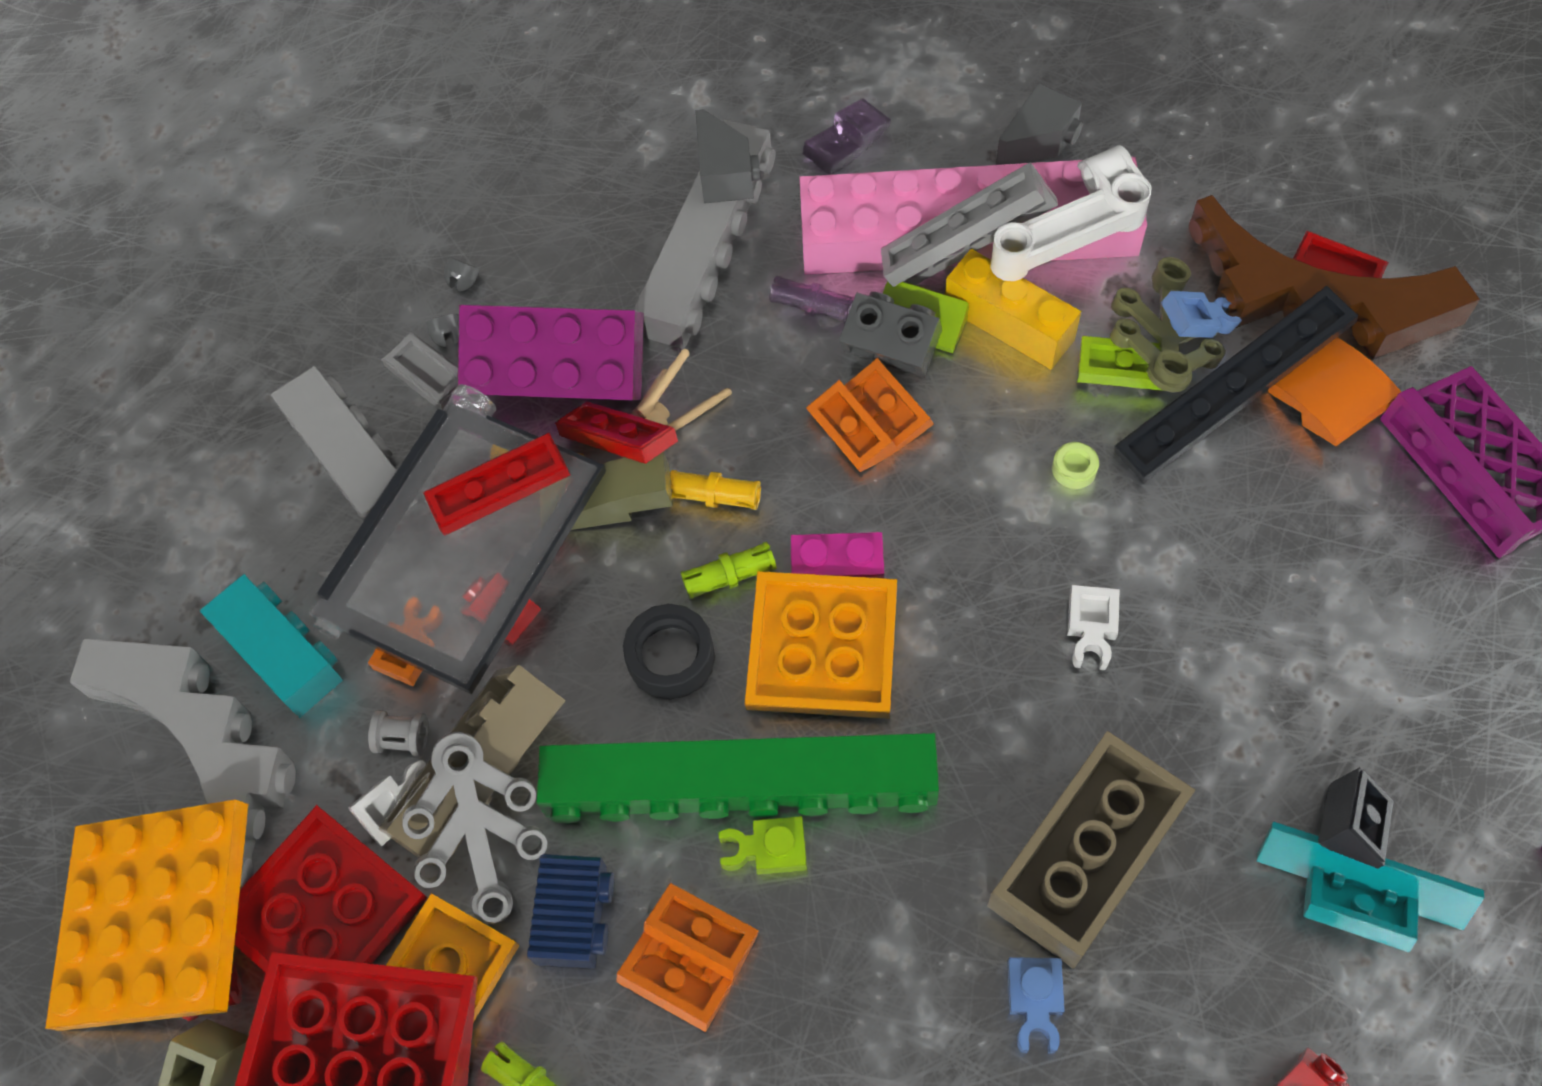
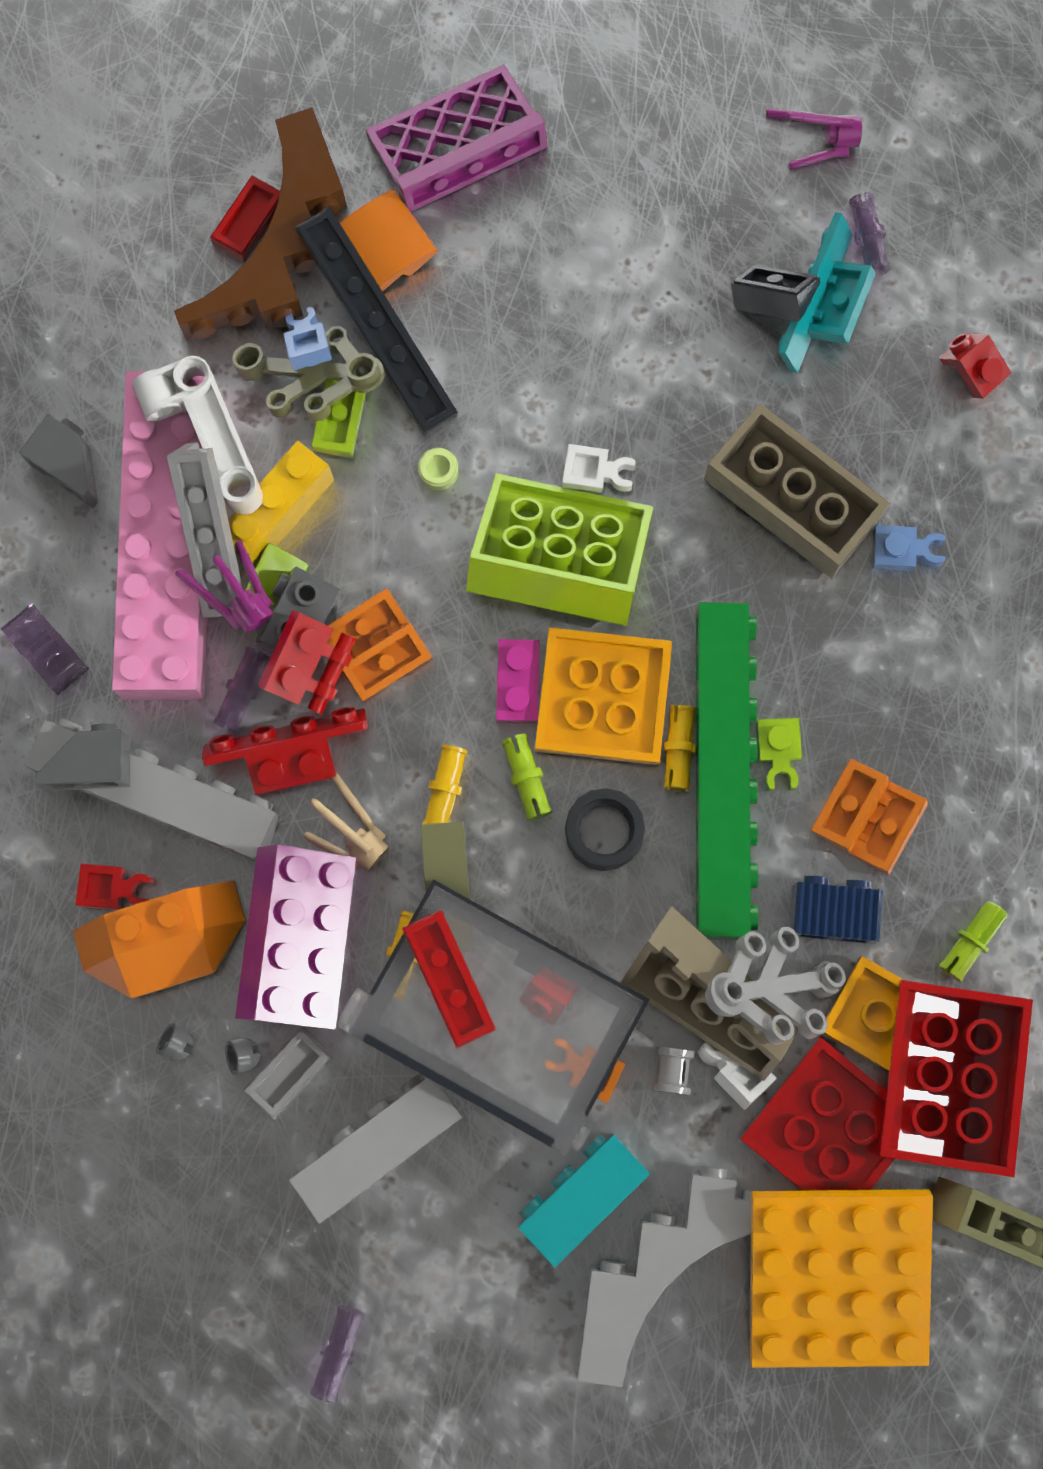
camera: 90 degrees left, 15 degrees up
(153, 430) = (337, 1354): none -> clear purple pin
(559, 254) = (162, 939): none -> orange wedge
(610, 206) = (106, 887): none -> red plate
(616, 432) = (390, 872): red tile -> none
(748, 343) = (288, 753): none -> red bracket
(762, 726) = (679, 748): none -> yellow pin
(840, 326) = (297, 657): none -> red plate
(886, 271) = (249, 609): none -> magenta plant
(993, 589) = (559, 549): none -> lime slope
(1468, 948) = (869, 233): none -> clear purple pin

